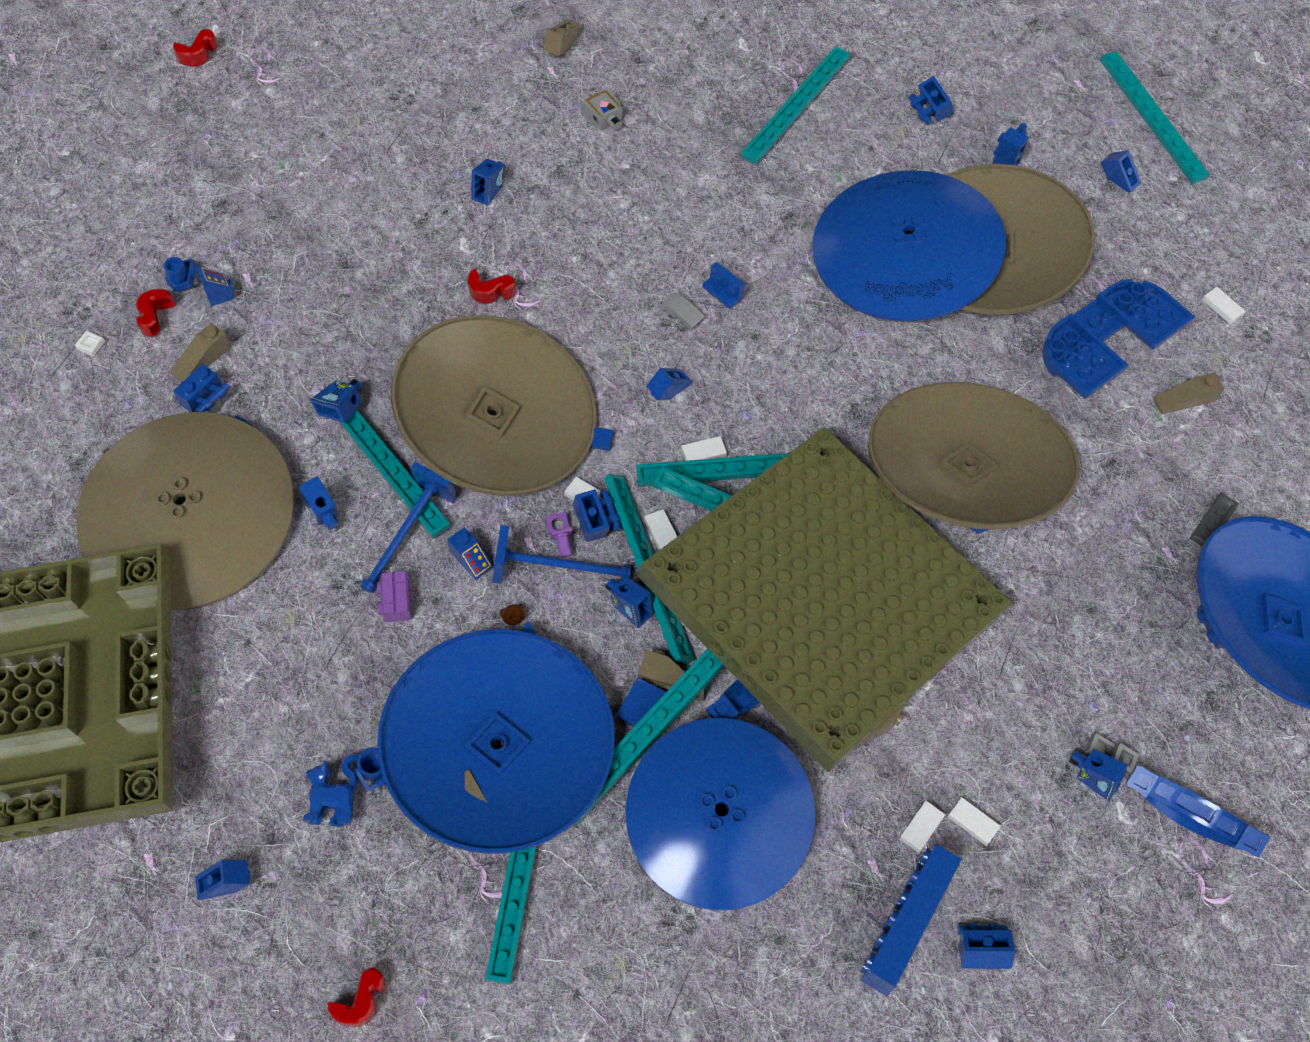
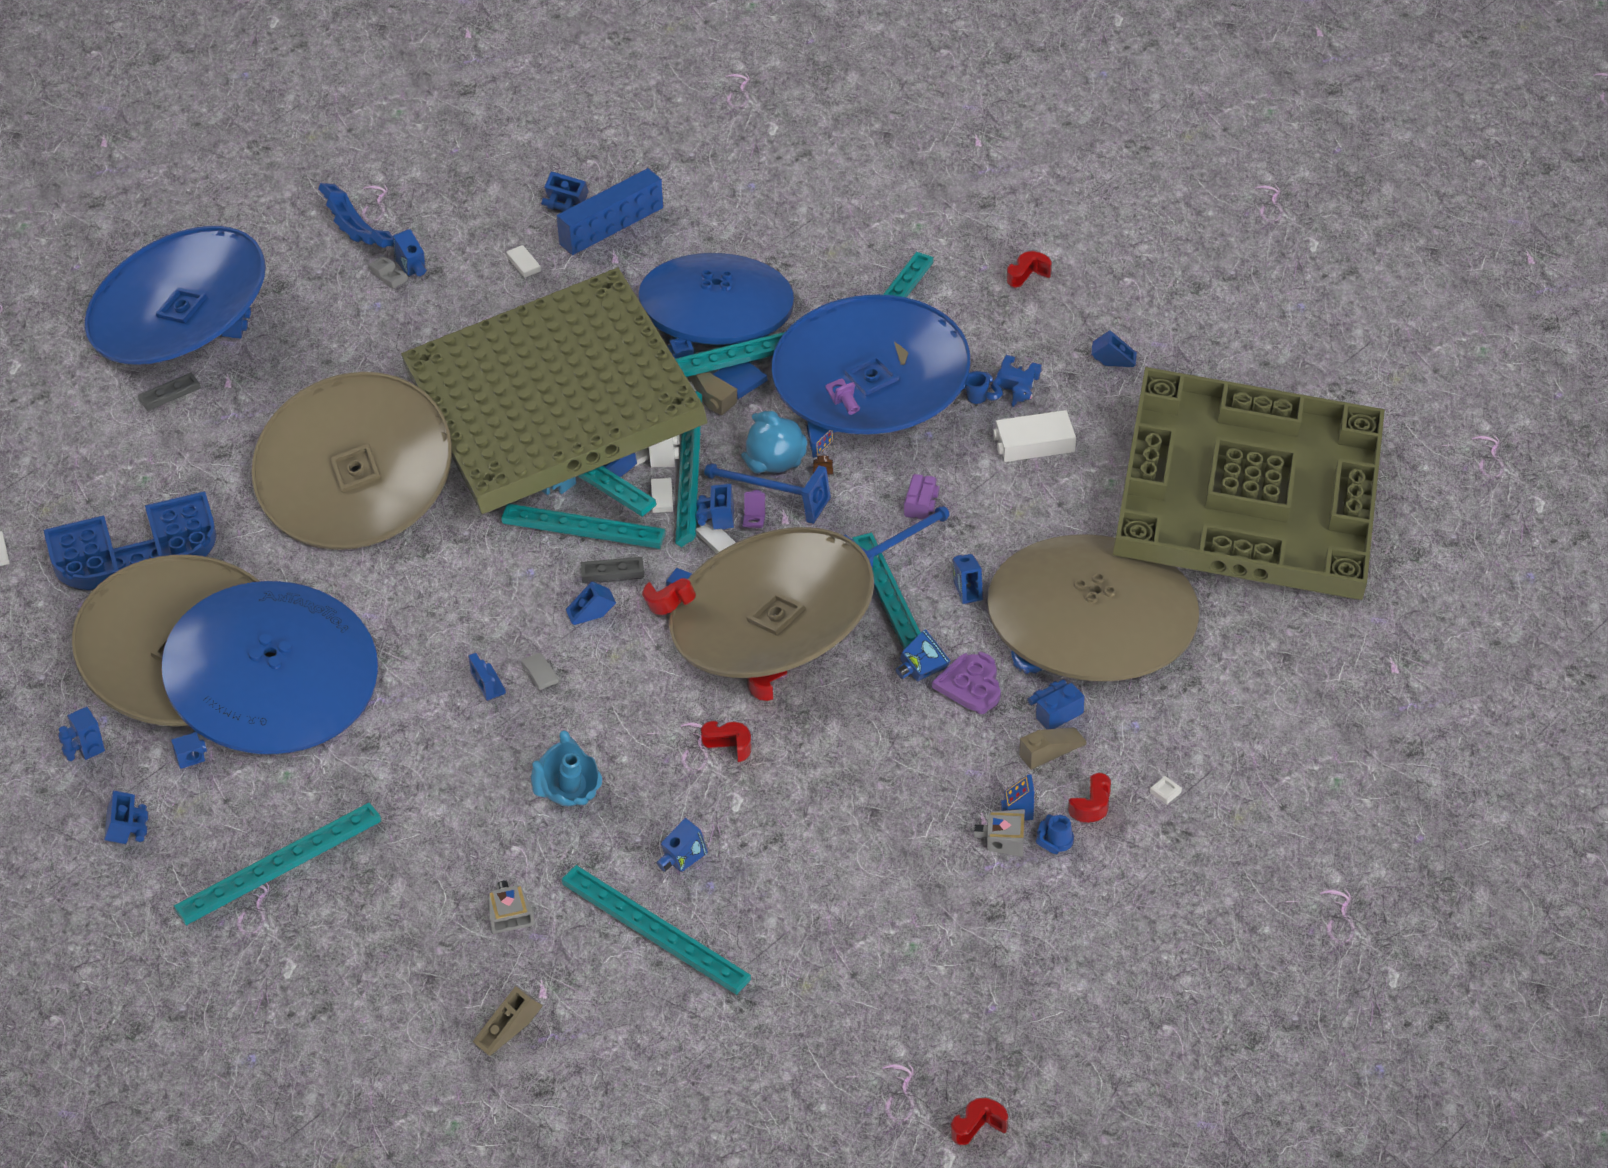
camera: 155 degrees left, 15 degrees down
(227, 260) = (1003, 832): none -> light grey torso
(288, 400) = (971, 682): none -> medium lavender plate
(291, 716) = (1034, 436): none -> white brick
(469, 553) = (845, 516): blue slope -> none
(486, 124) = (656, 929): none -> teal plate
(507, 664) = (843, 394): none -> medium lavender bracket
(570, 600) = (773, 444): none -> dark azure piece
(602, 396) = (669, 597): none -> red animal
(607, 208) = (566, 774): none -> dark azure piece
(631, 600) = (717, 440): blue torso -> none
(668, 428) = (612, 569): none -> dark grey plate
(704, 449) = (588, 547): white tile -> none
(922, 826) = (564, 267): white tile -> none
(926, 162) = (189, 750): none -> blue brick
(1189, 394) = (99, 479): dark tan slope -> none

